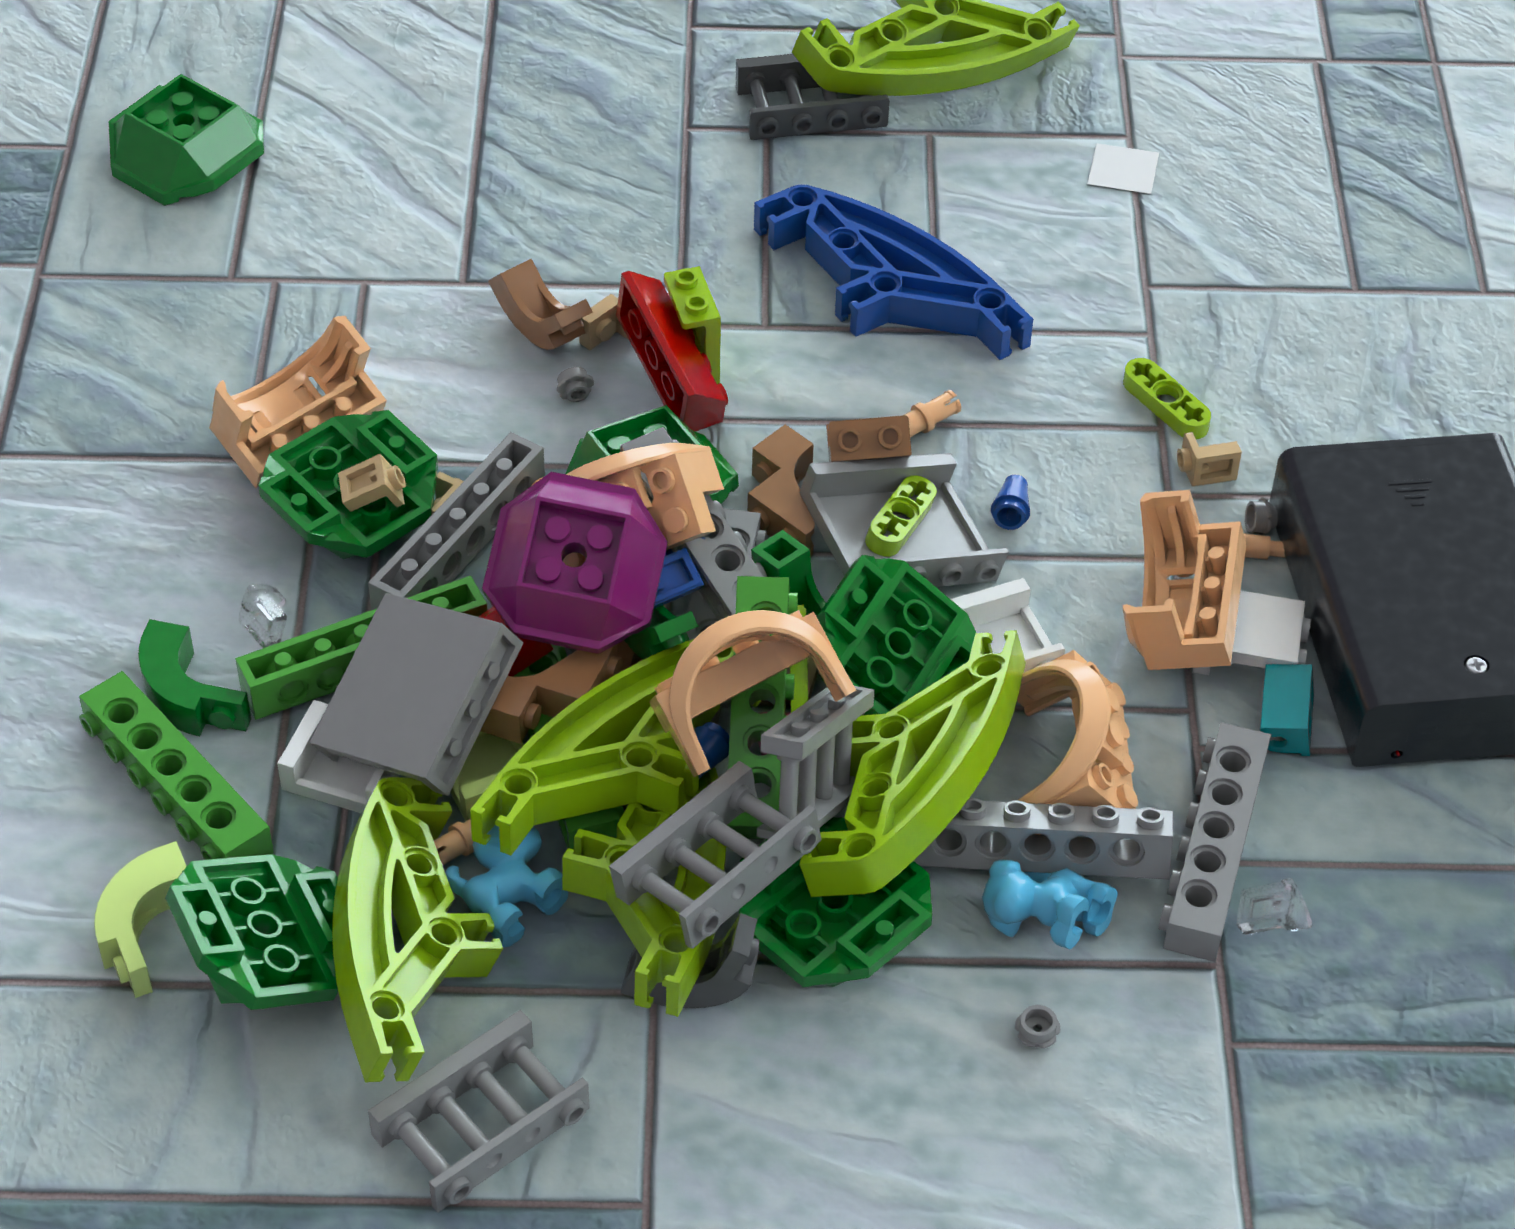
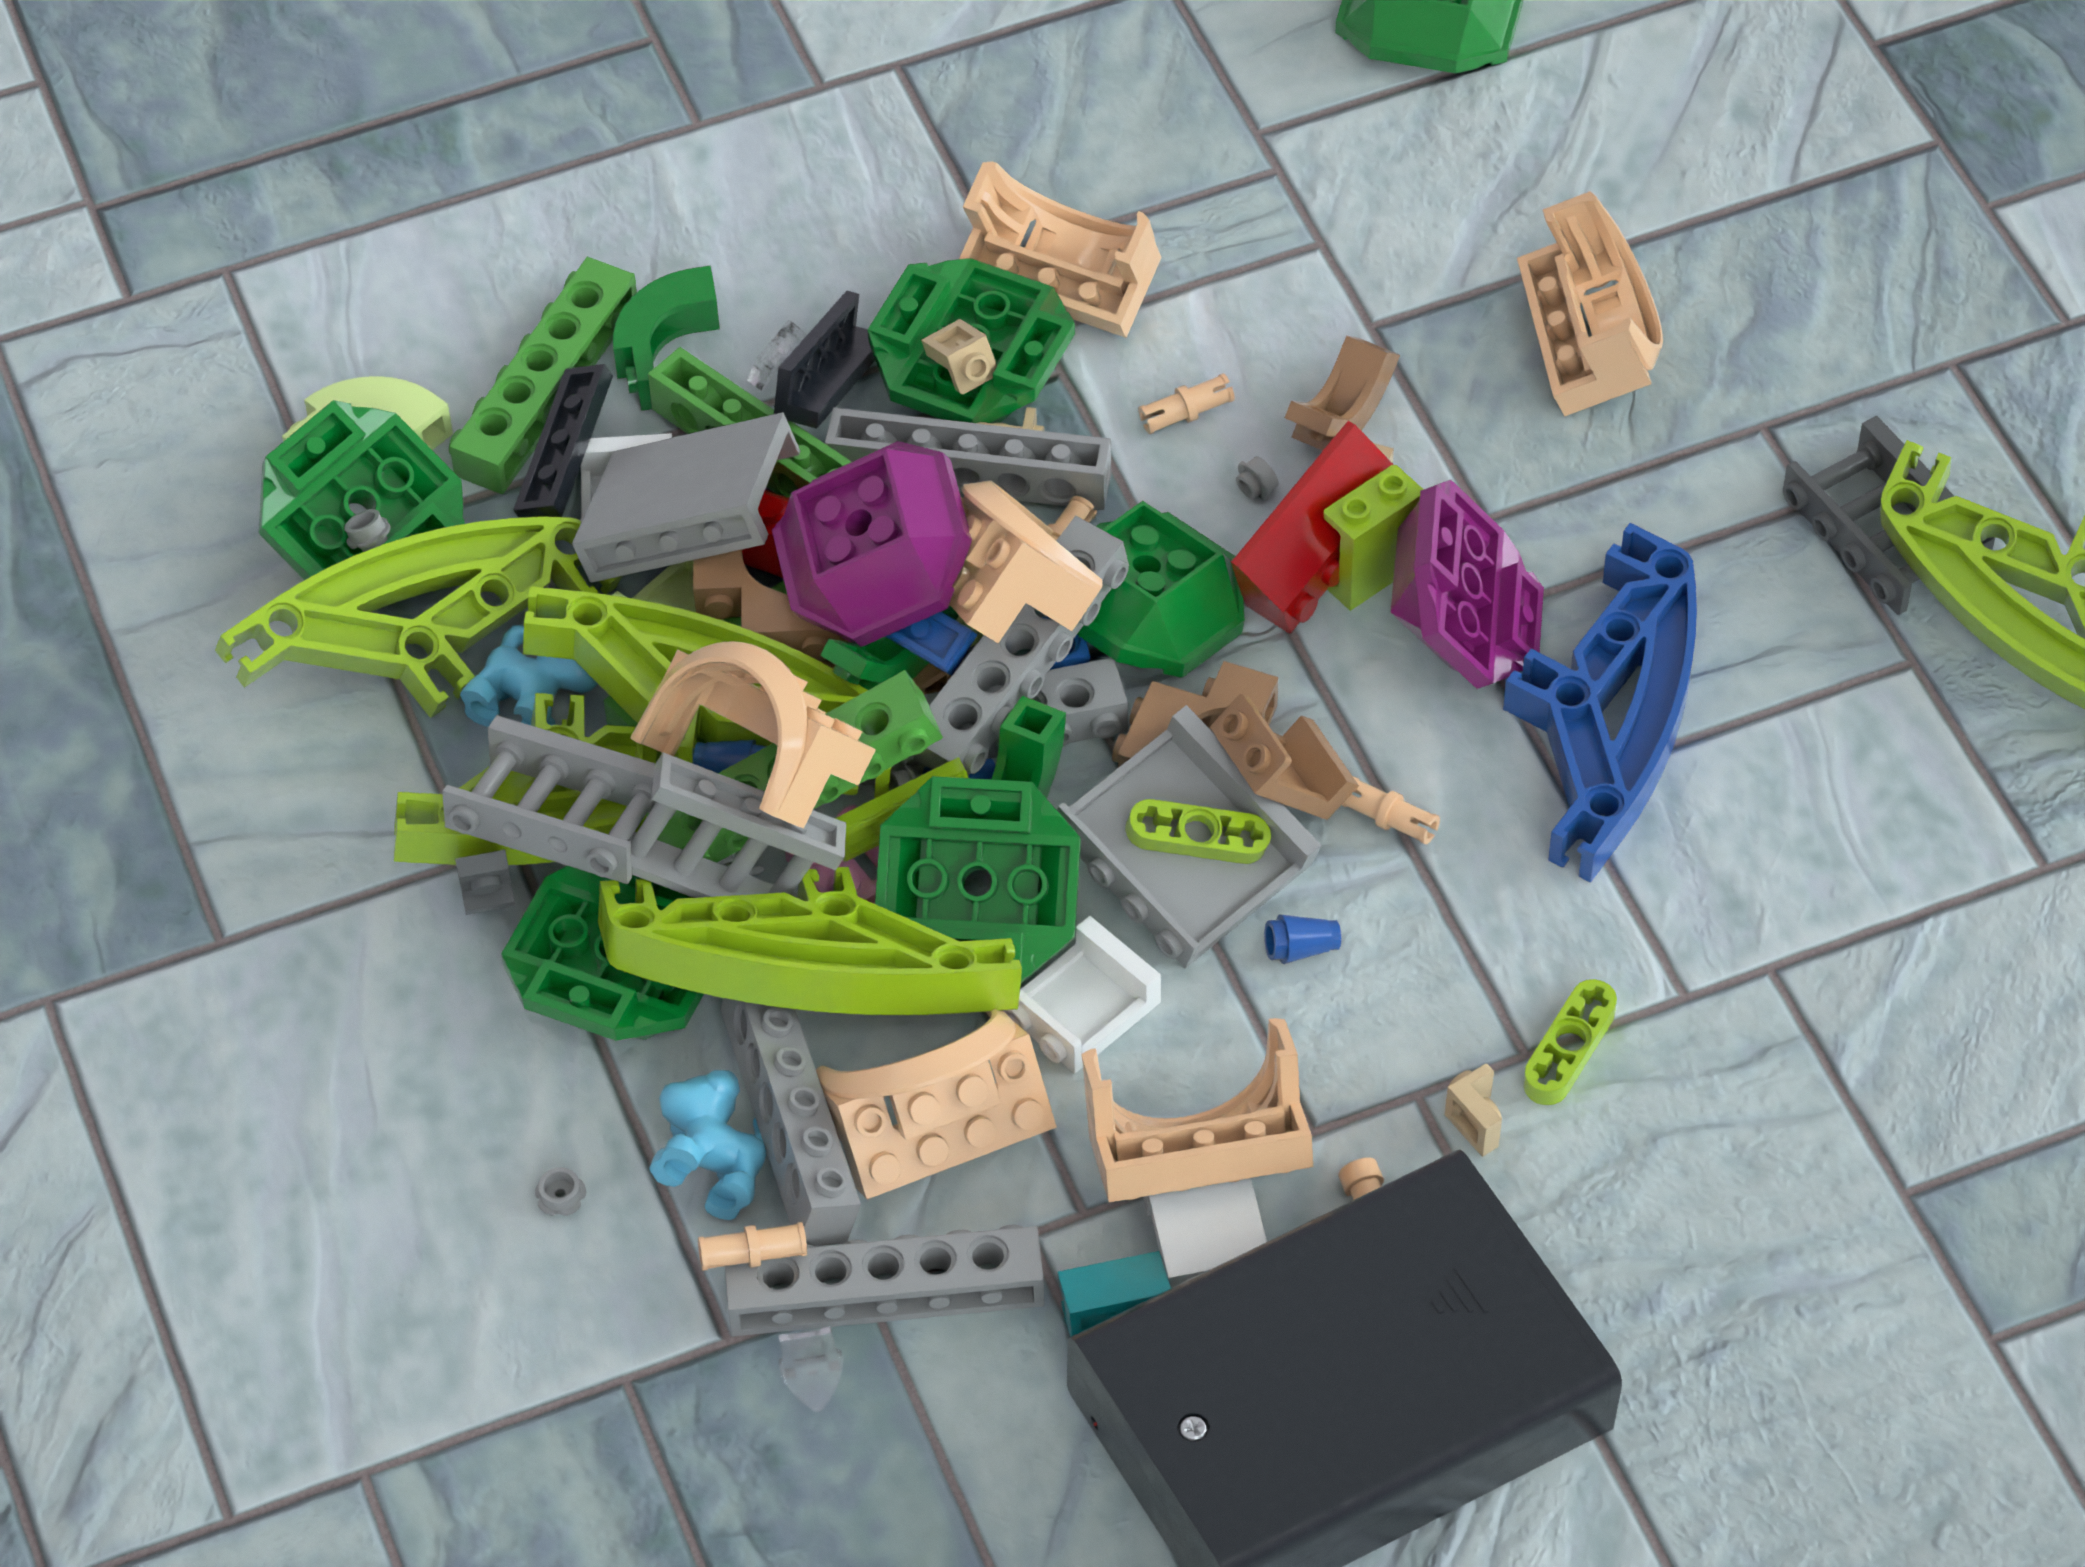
camera: 70 degrees right, 5 degrees up
(280, 775) = (563, 442): none -> black fence
(292, 923) = (367, 530): none -> light grey plate
(313, 578) = (824, 365): none -> black fence
(468, 1069) = (260, 724): light grey fence -> none
(477, 398) = (1186, 403): none -> light nougat pin
(559, 164) = (1620, 317): none -> light nougat piece
(768, 295) = (1465, 587): none -> magenta piece
(1123, 168) = (1978, 880): white sticker -> none
(1179, 894) = (752, 1246): none -> light nougat pin

